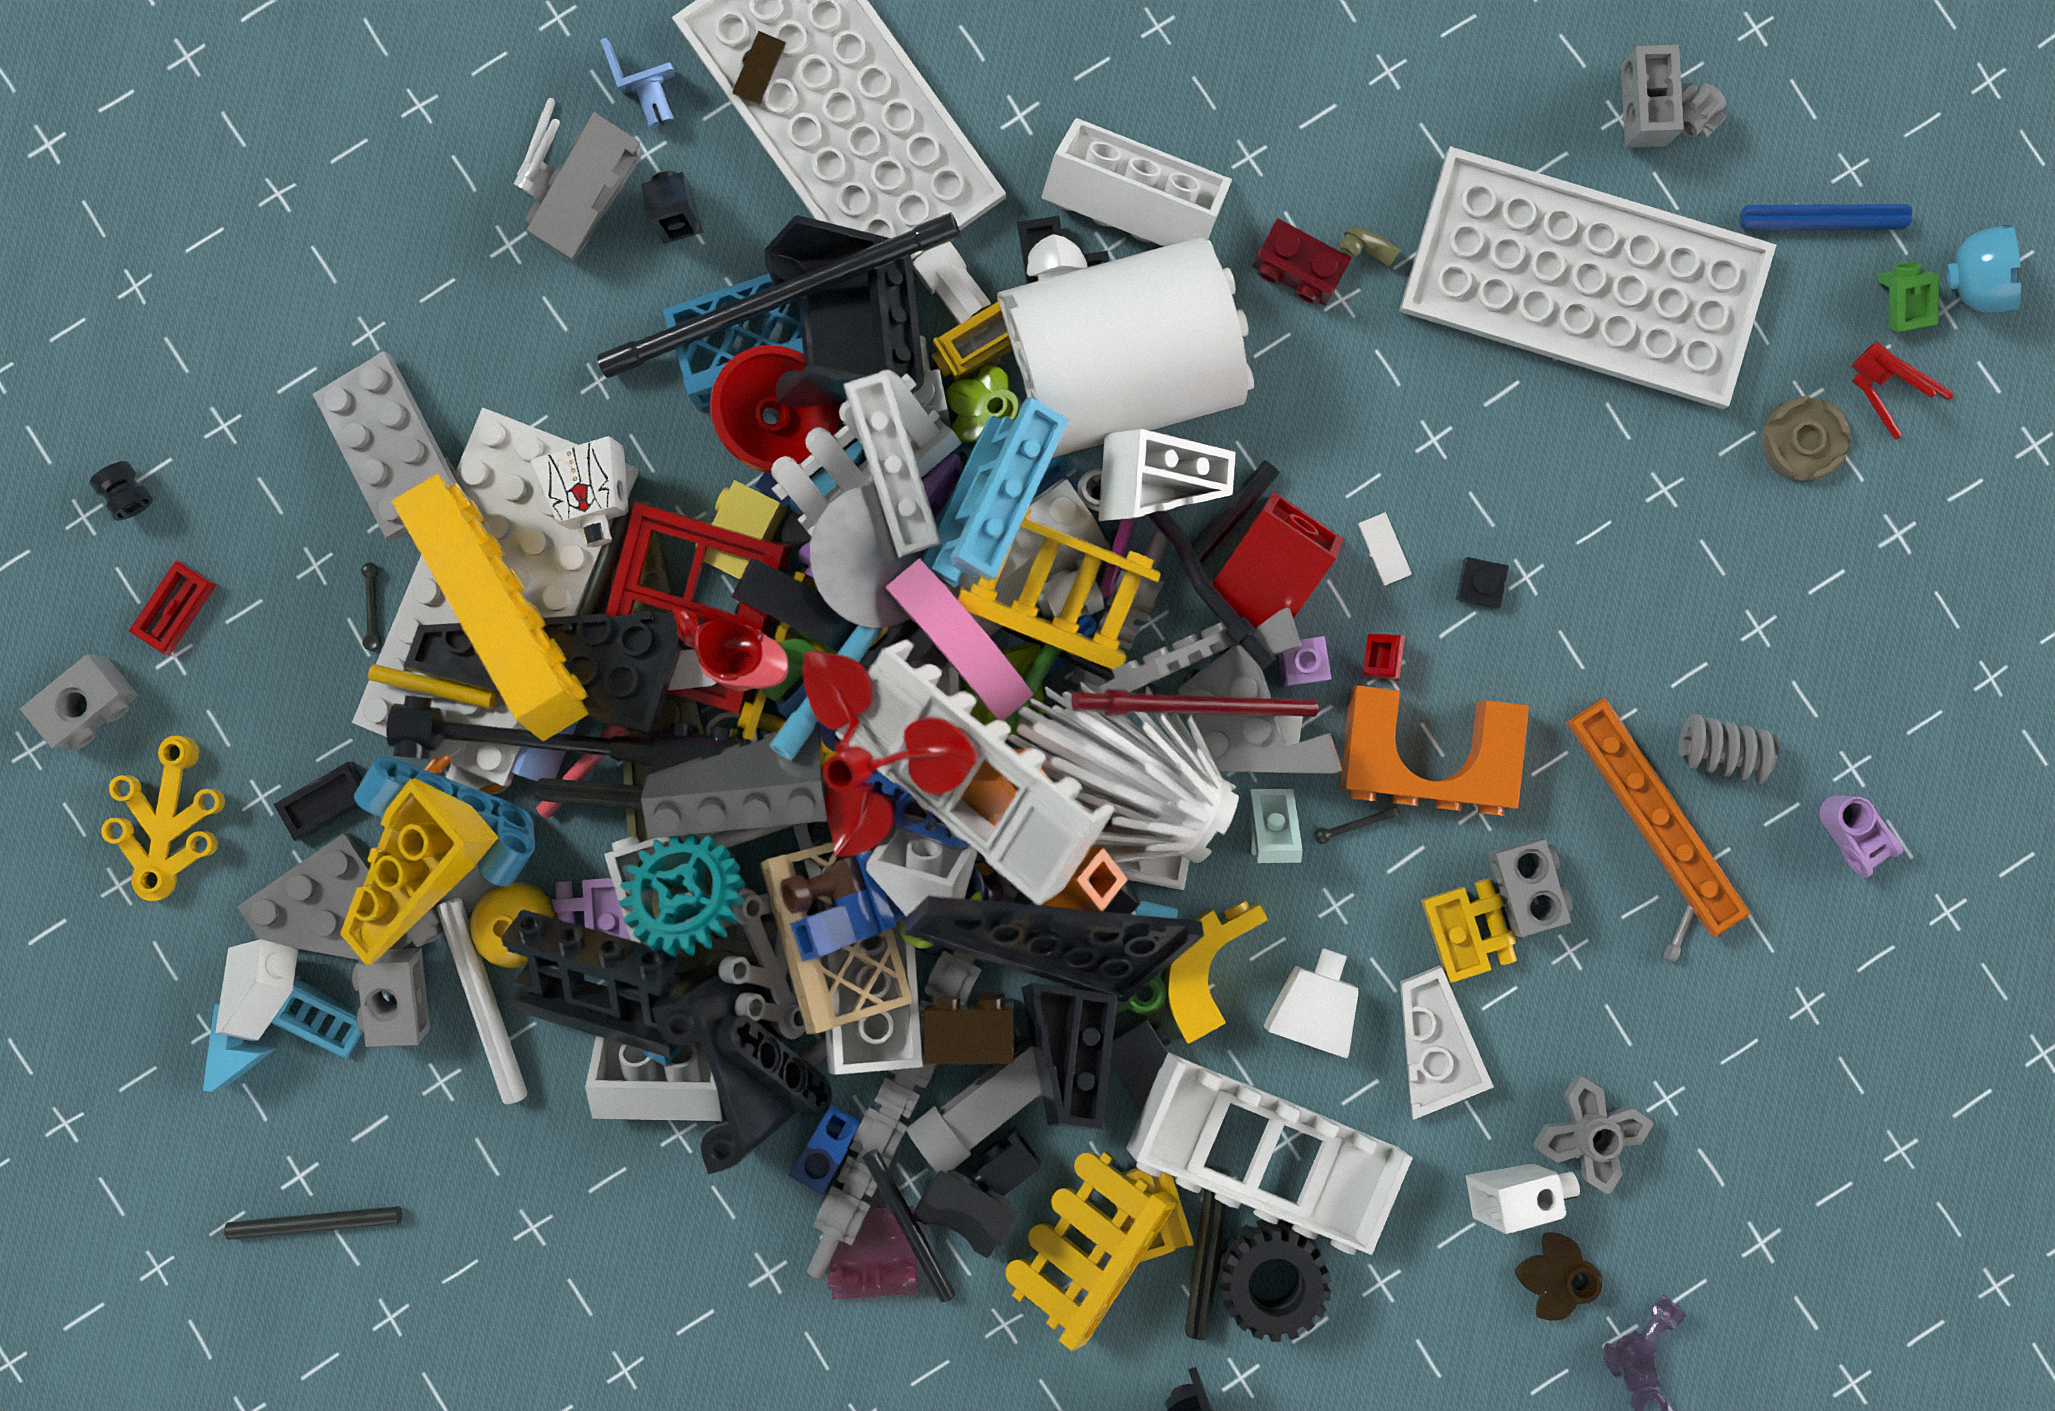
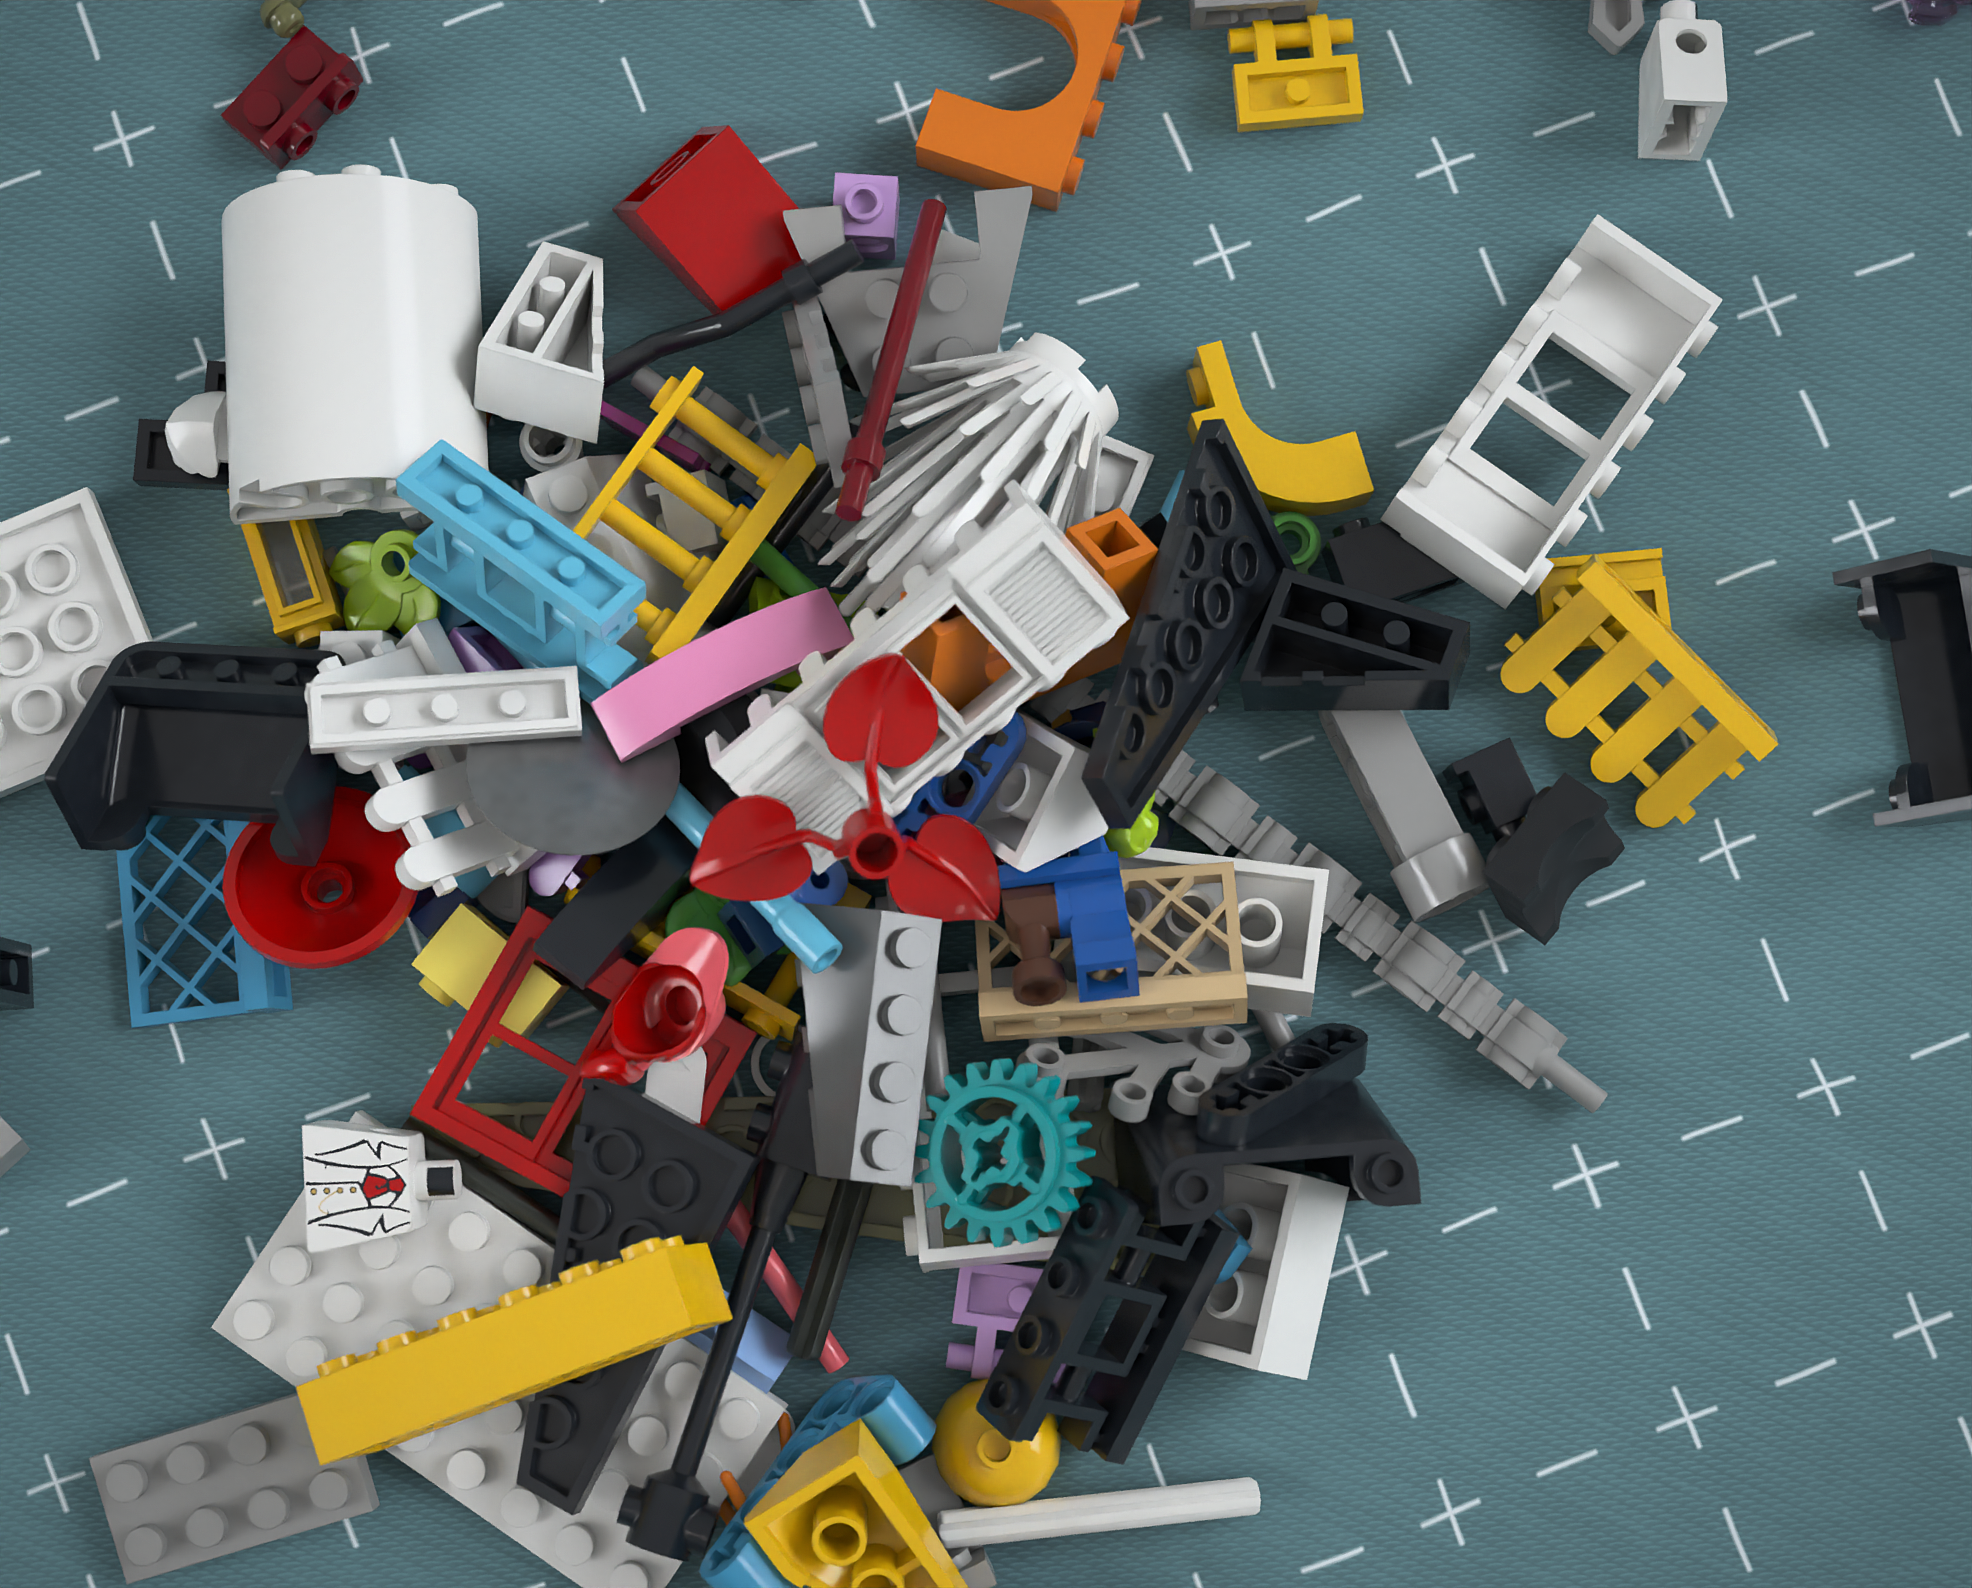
camera: 80 degrees left, 5 degrees down
(371, 641) = (523, 1574): pearl dark grey hinge -> none
(432, 686) = (612, 1484): yellow bar -> none
(825, 1150) = (1421, 1046): leg -> none
(876, 1262) = (1596, 1003): clear pink hinge -> none
(909, 1225) = (1554, 947): black bar -> none
(921, 238) = (124, 607): black piece -> none
(944, 272) = (181, 601): white piece -> none
(969, 1032) = (1292, 789): dark brown brick -> none
(1133, 186) = (125, 304): white slope -> none
(1205, 1264) = (1690, 539): pearl dark grey axle -> none
(1234, 509) = (623, 265): black piece -> none
(1274, 826) = (1091, 306): light aqua slope -> none
(1282, 1314) = (1767, 412): black tyre -> none
(1317, 1006) = (1358, 304): white torso -> none
(1324, 835) = (1118, 246): pearl dark grey hinge -> none
(1383, 656) = (883, 105): red slope -> none
(1384, 549) = (730, 74): white window -> none
(1438, 1045) = (1448, 150): white wing -> none
(1553, 1274) = (1801, 68): dark brown plate -> none

